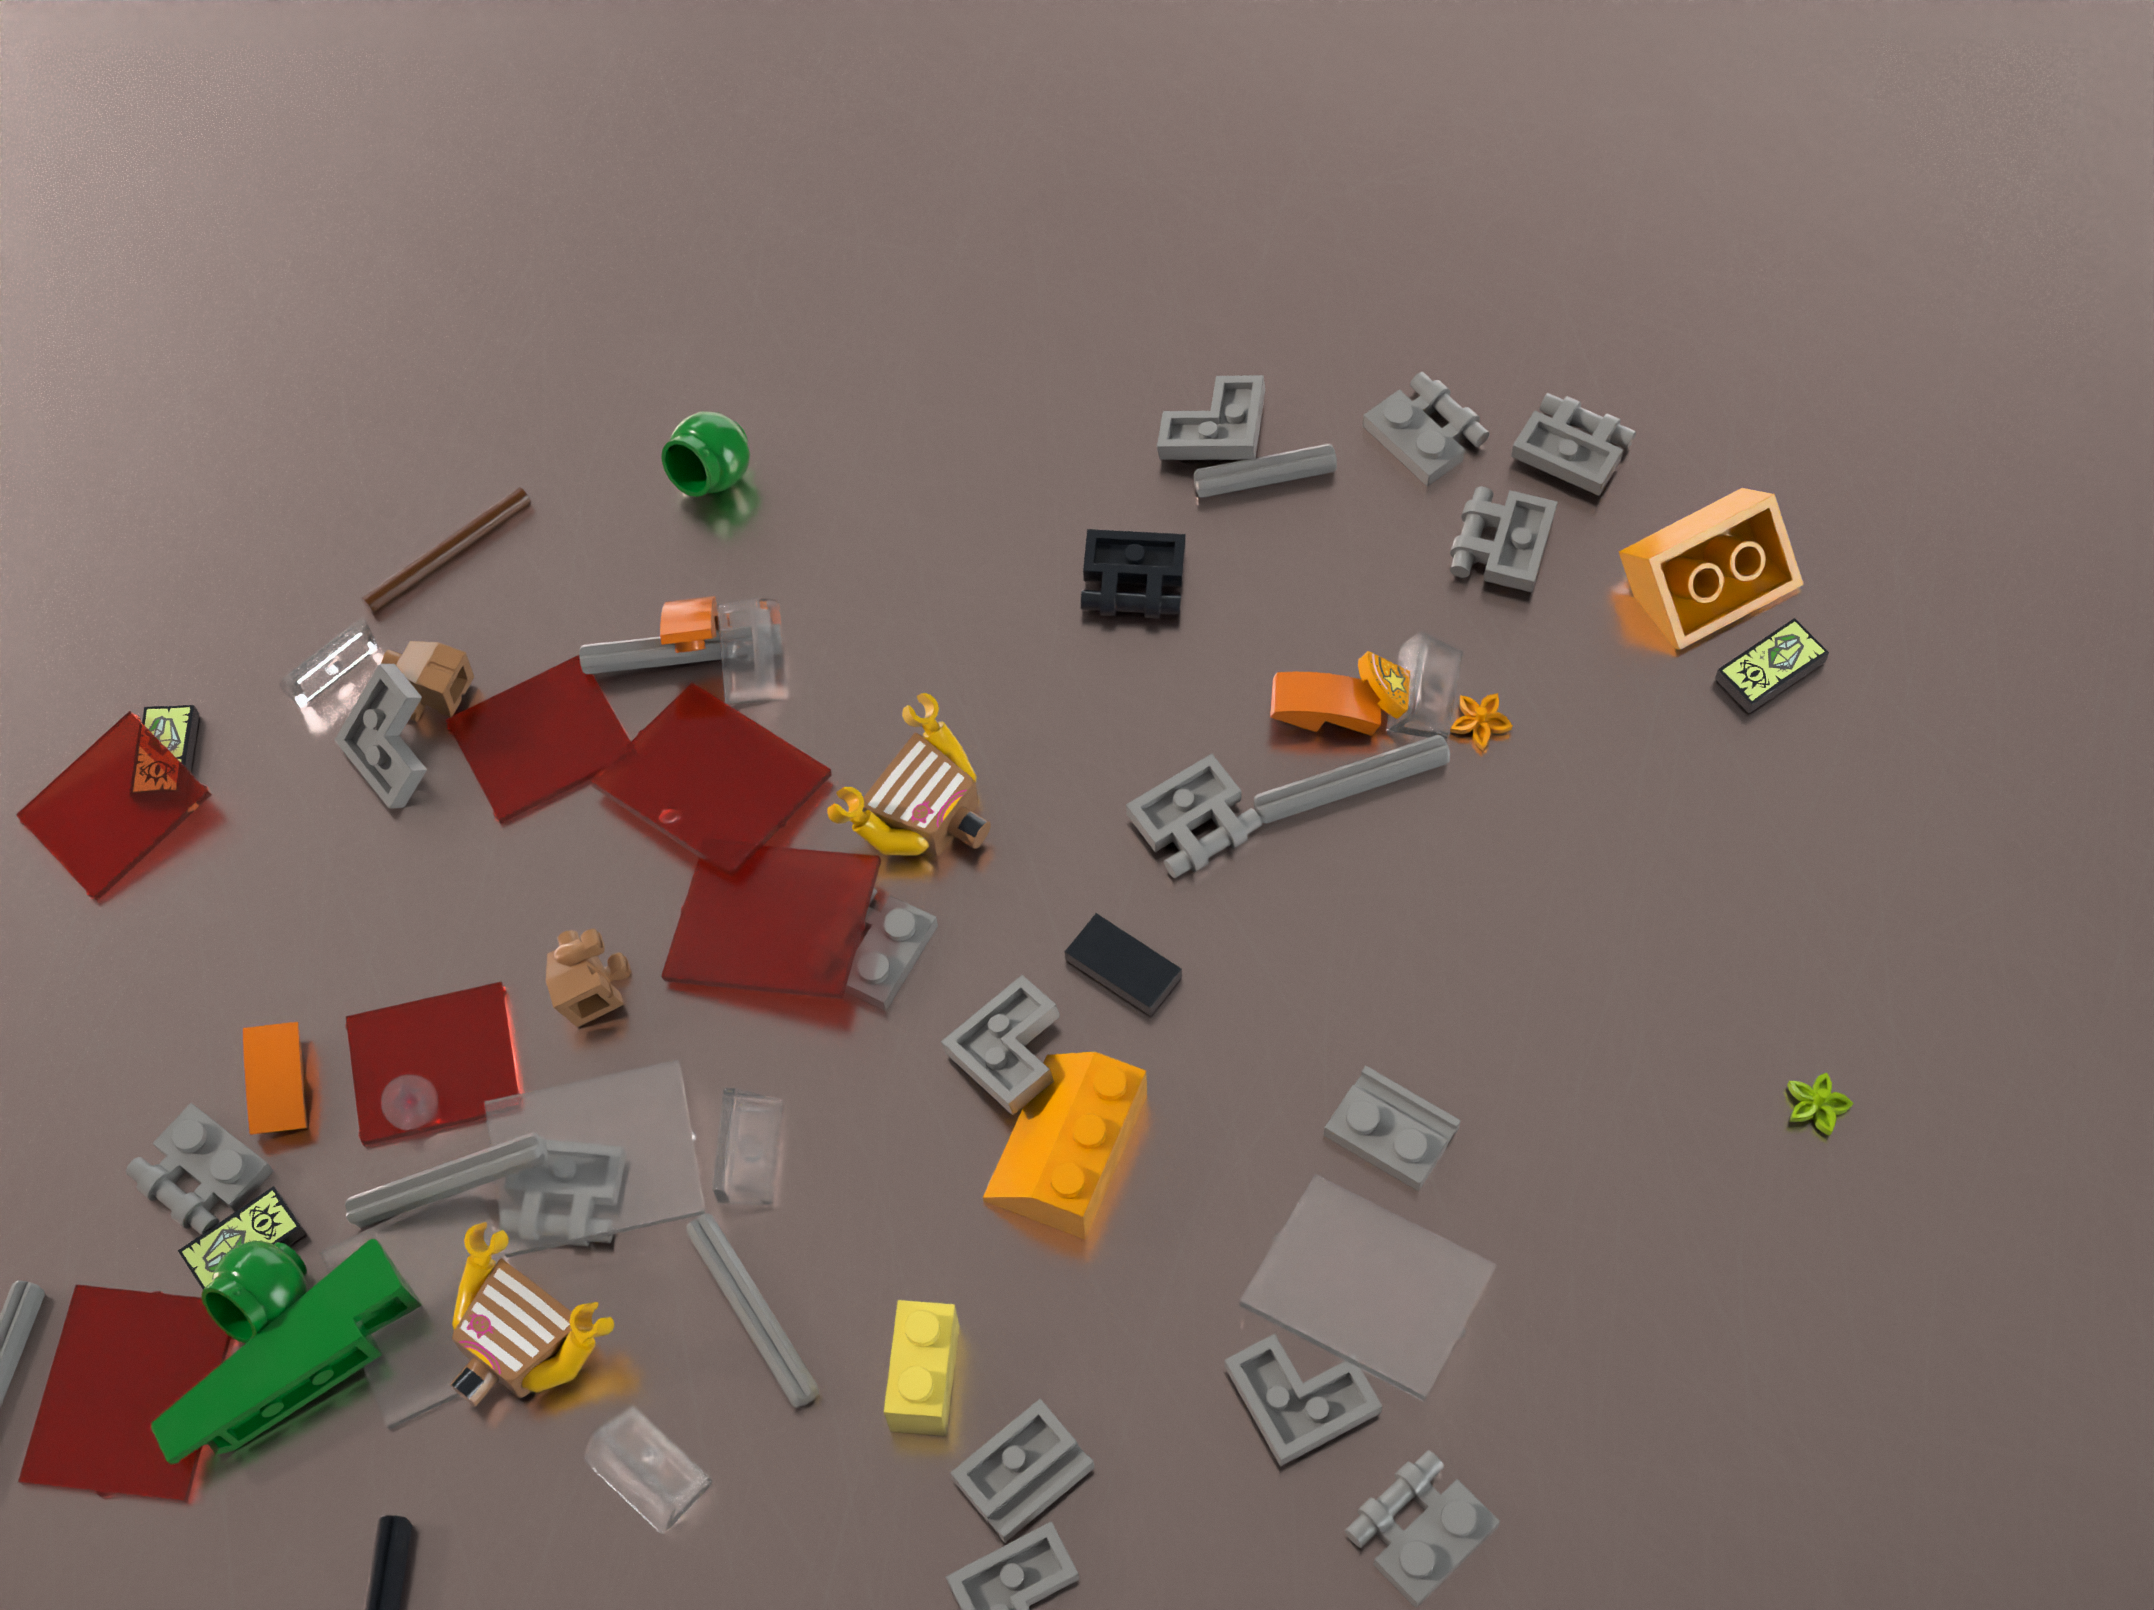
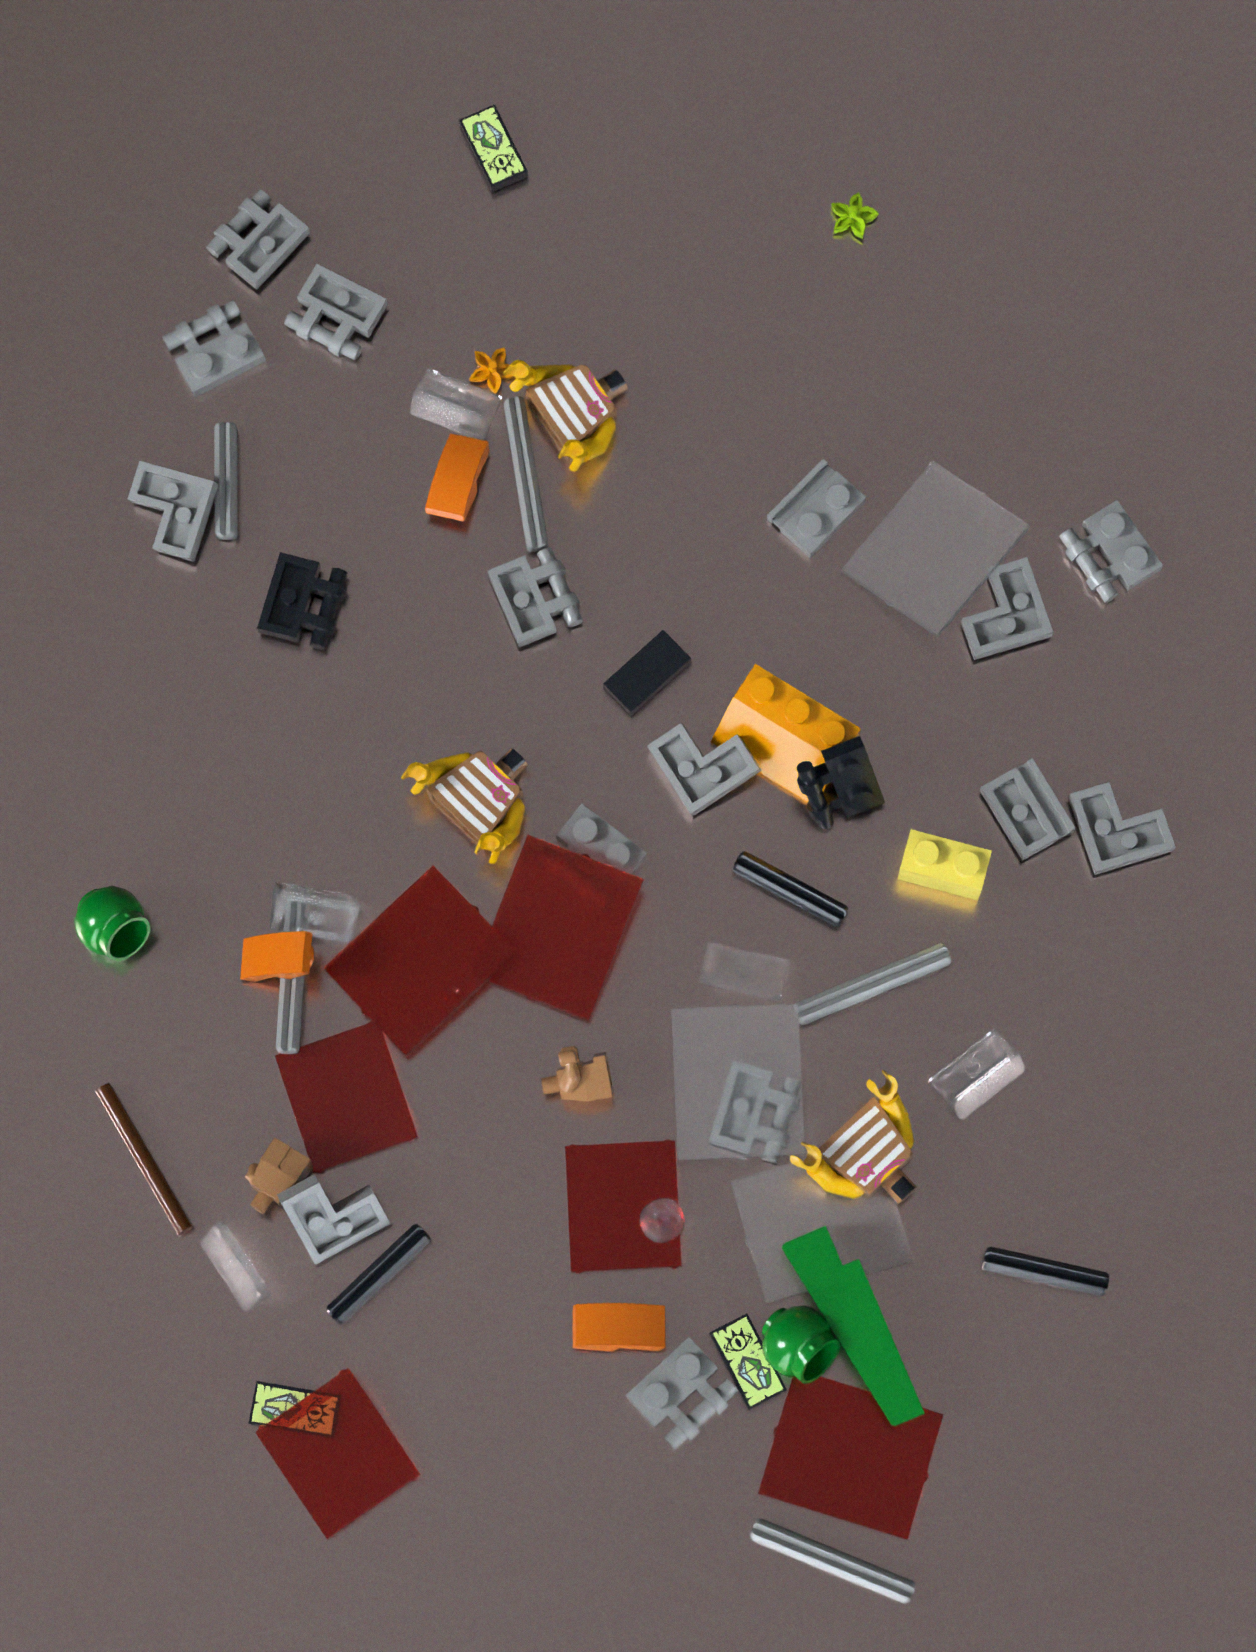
camera: 80 degrees left, 15 degrees up
(328, 808) = (378, 1274): none -> black axle
(446, 1180) = (737, 1193): light grey axle -> none
(864, 1185) = (790, 889): none -> black axle
(1015, 1219) = (852, 777): none -> black plate
(1387, 681) = (454, 426): light orange tile -> none
(1448, 807) = (571, 406): none -> torso
(1713, 566) = (399, 165): light orange slope -> none

